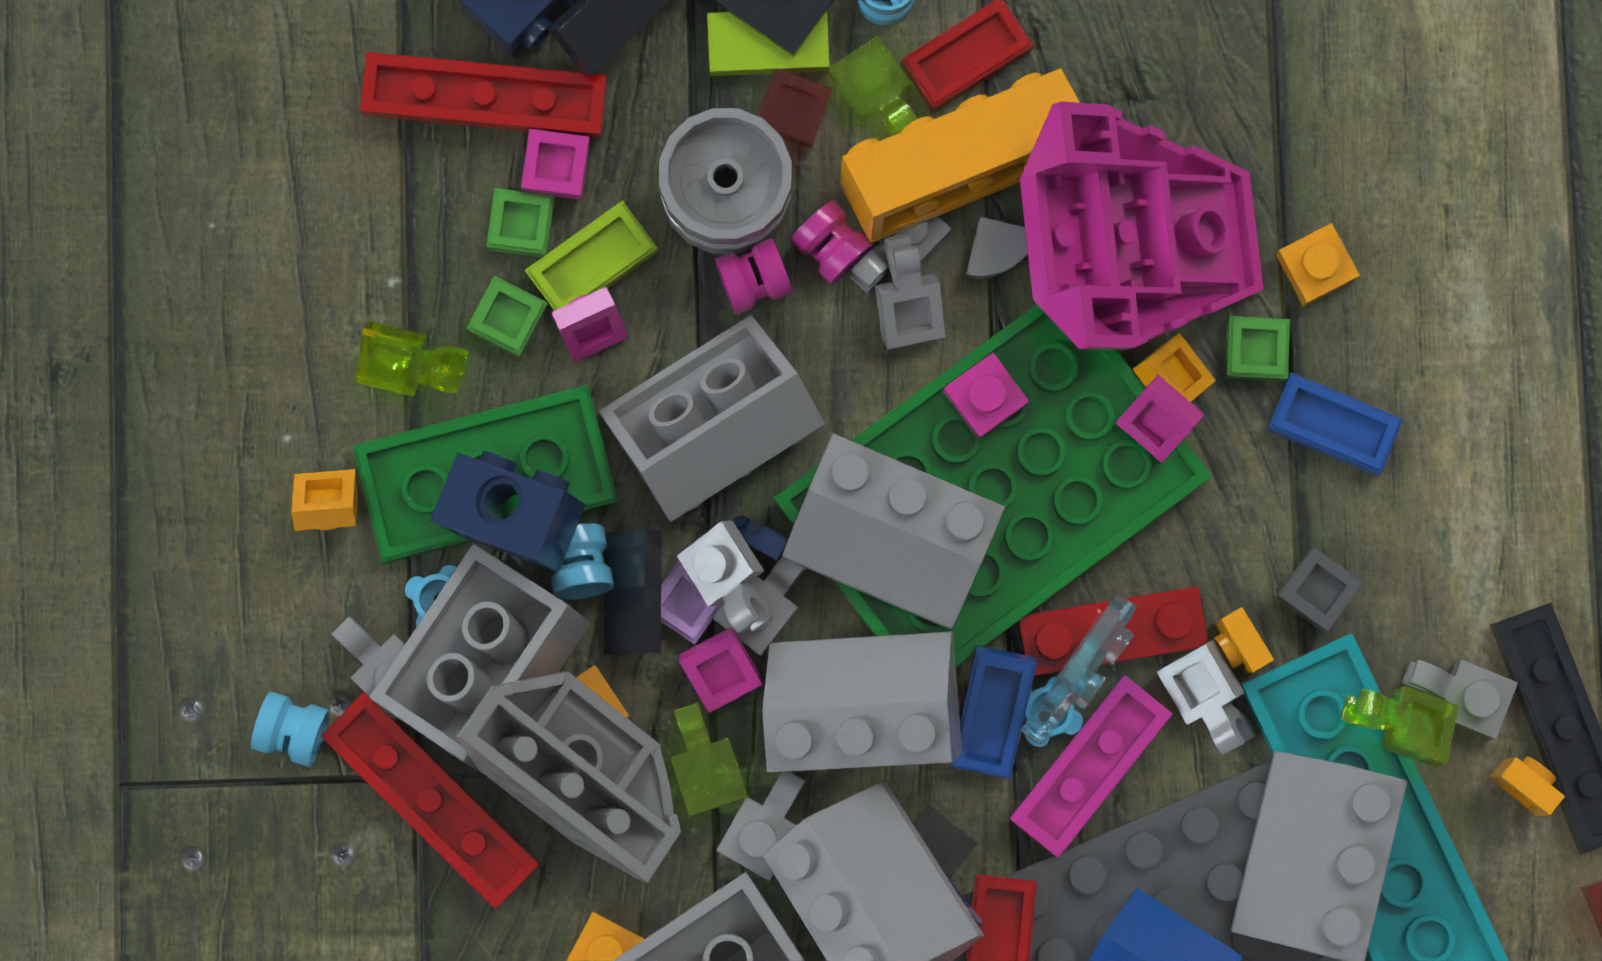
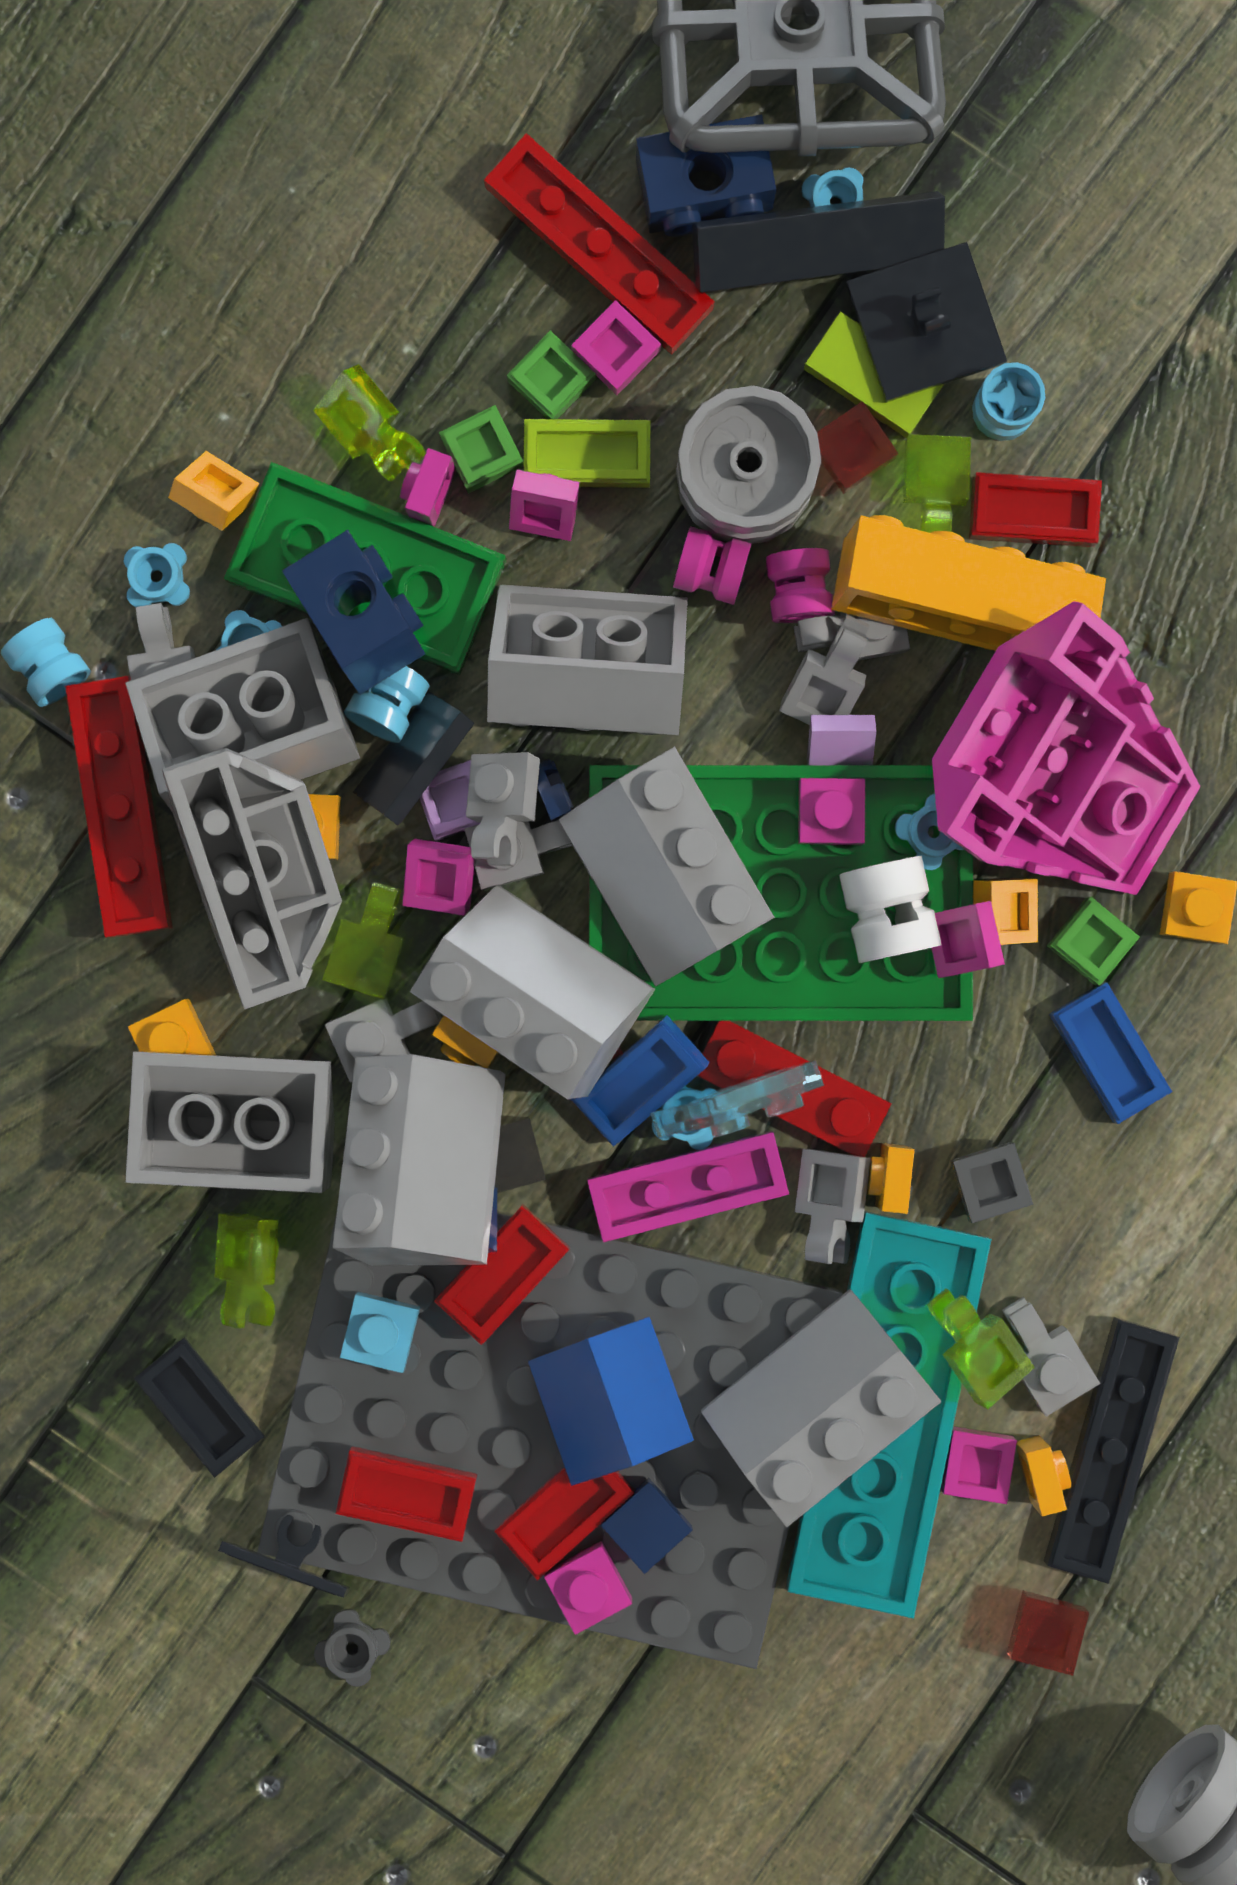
camera: 40 degrees right, 5 degrees up
(309, 596) = (144, 562): none -> medium azure plate
(488, 375) = (427, 486): none -> dark pink plate
(837, 784) = (463, 1046): none -> light orange plate
(952, 336) = (841, 740): none -> lavender tile
(996, 249) = (935, 693): light grey tile -> none
(1059, 363) = (915, 830): none -> medium azure plate
(1071, 419) = (887, 885): none -> white wheel
(1474, 814) = (979, 1465): none -> dark pink plate

